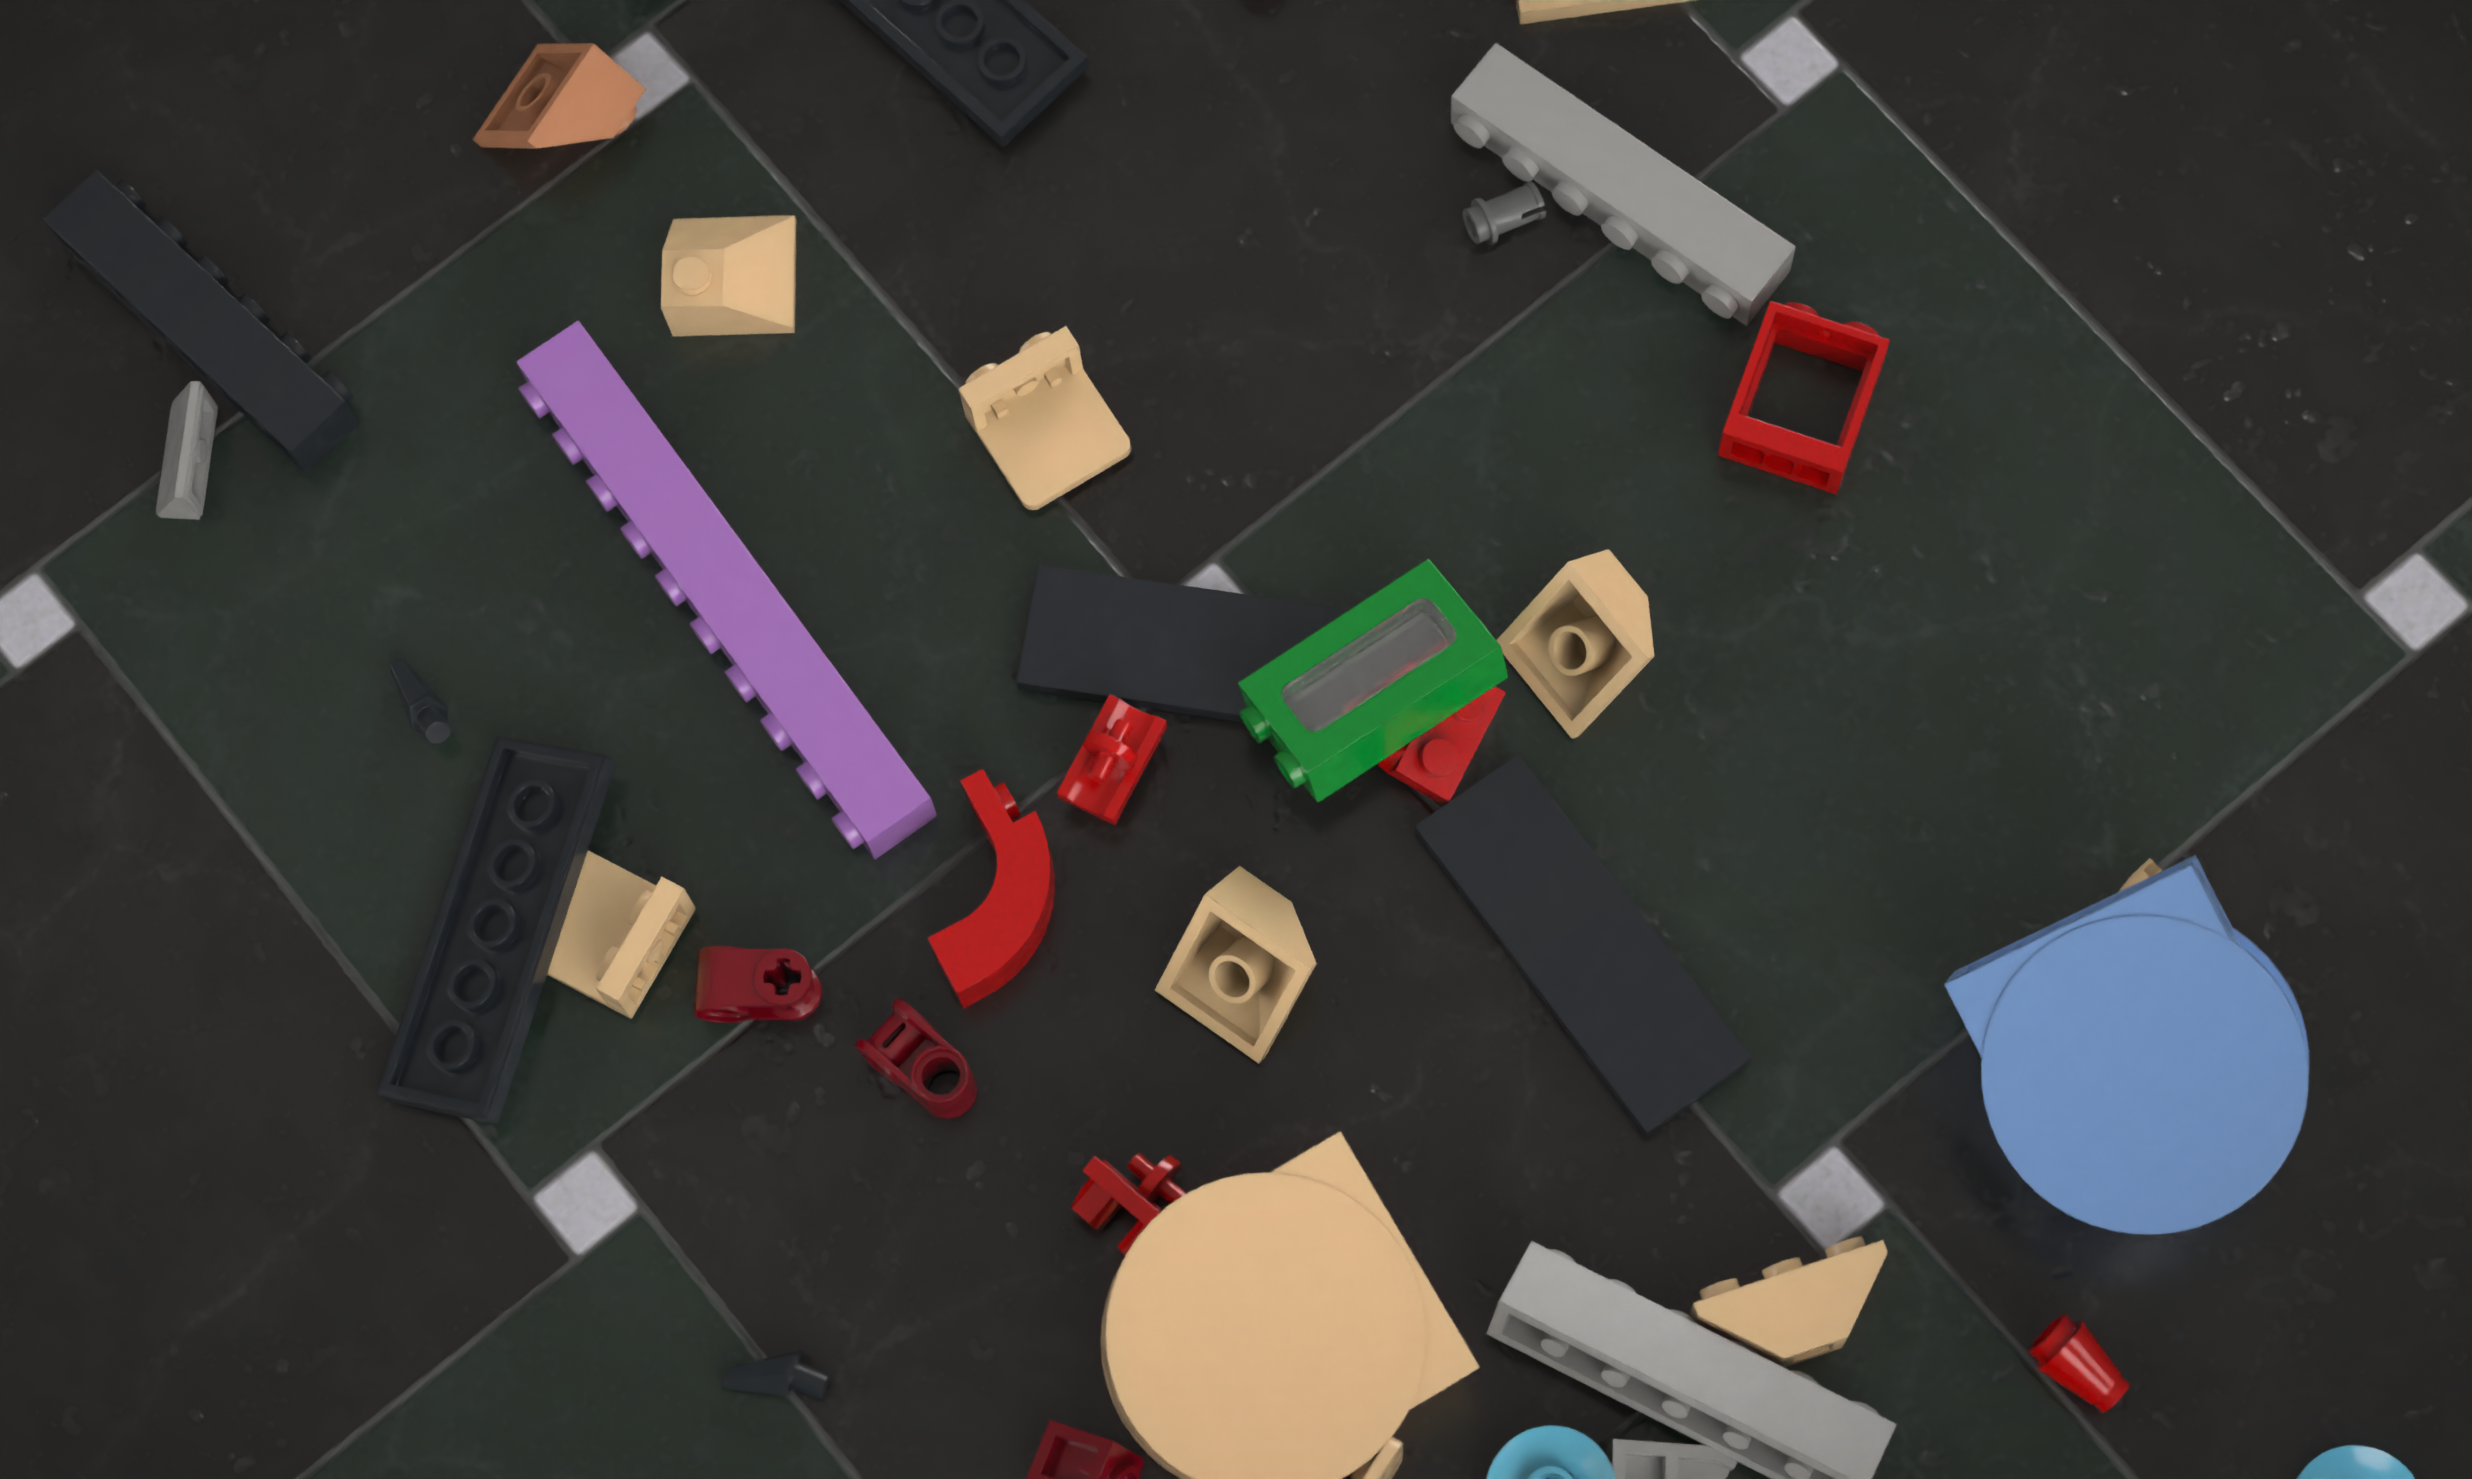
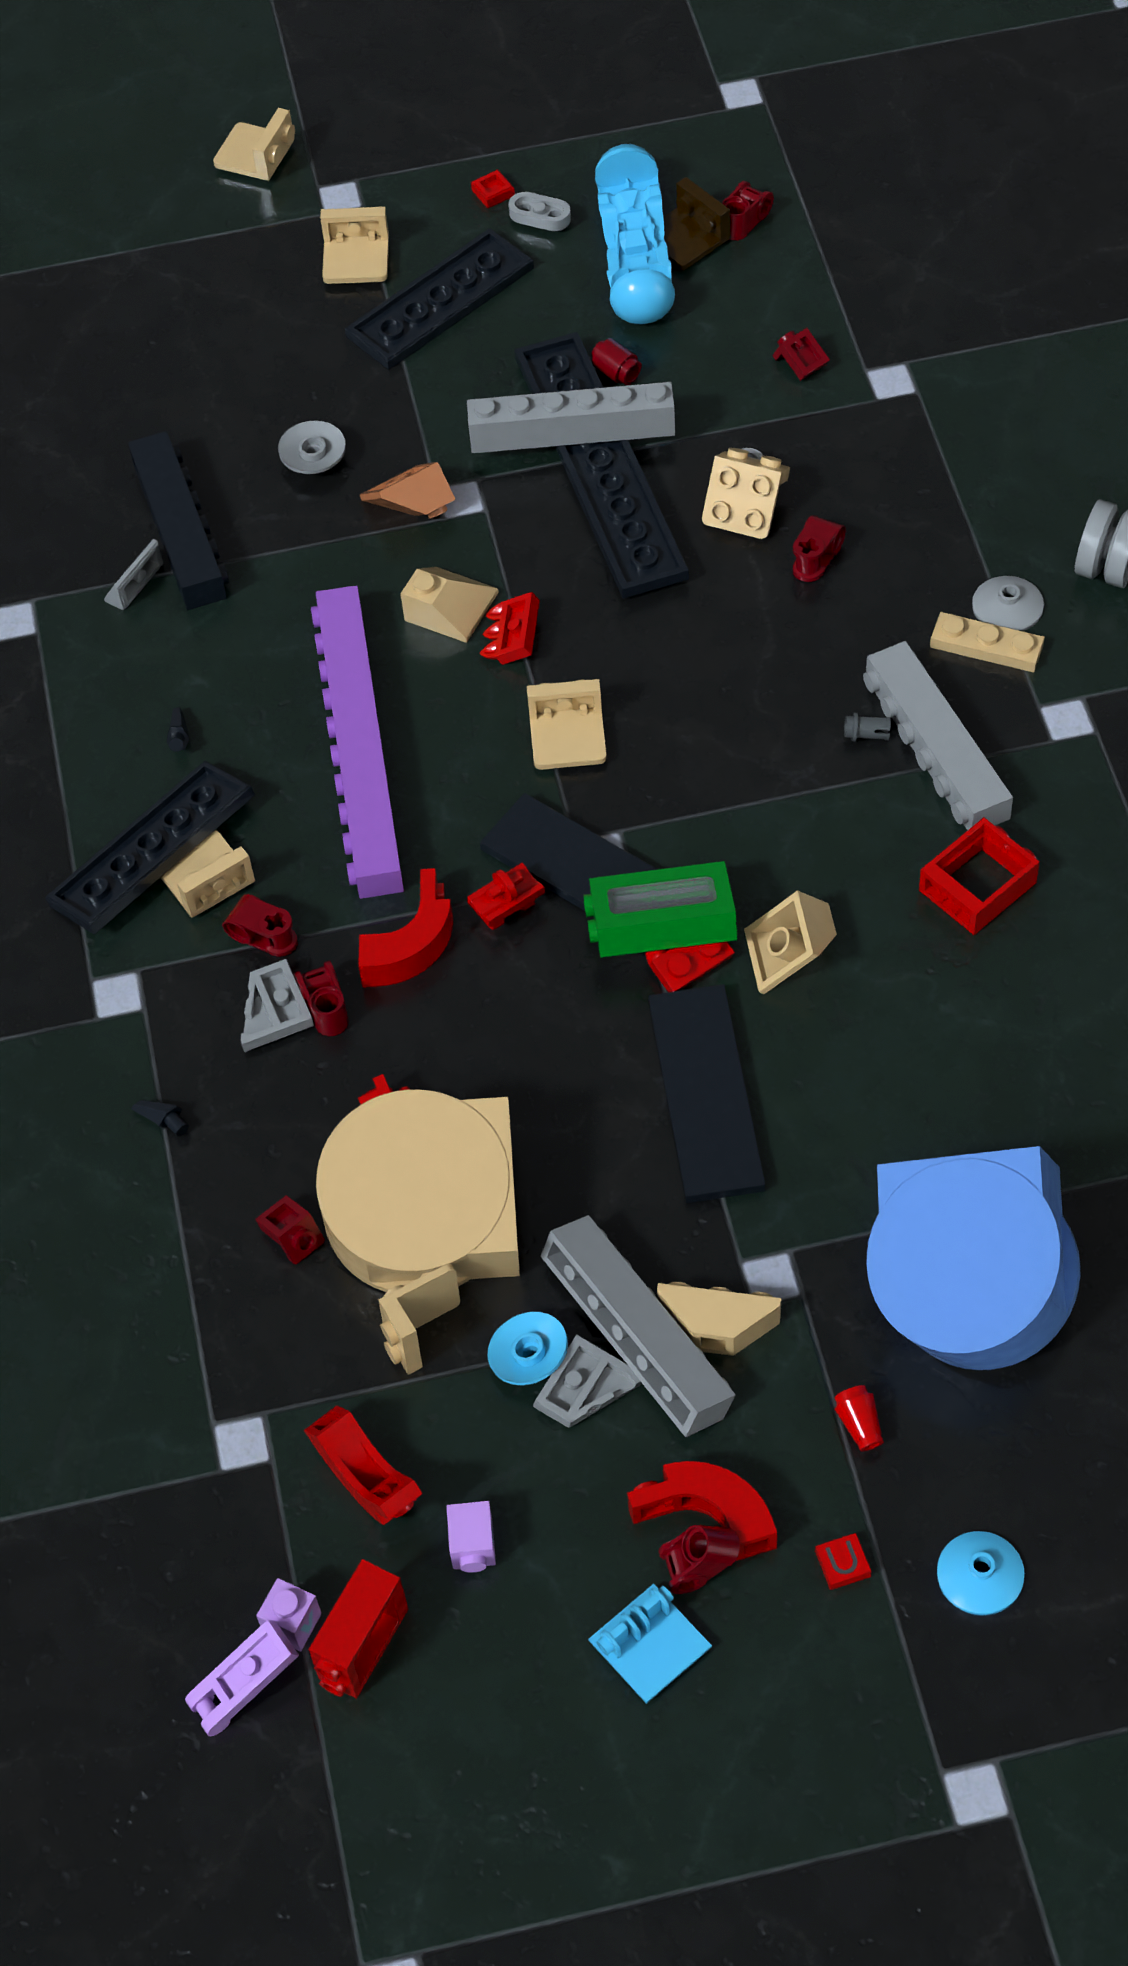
camera: 25 degrees right, 15 degrees down
(338, 71) = (311, 447): none -> light grey dish
(850, 1112) = (273, 1006): none -> light grey wing
(863, 281) = (514, 629): none -> red plate
(1240, 963) = (513, 1017): tan slope -> none

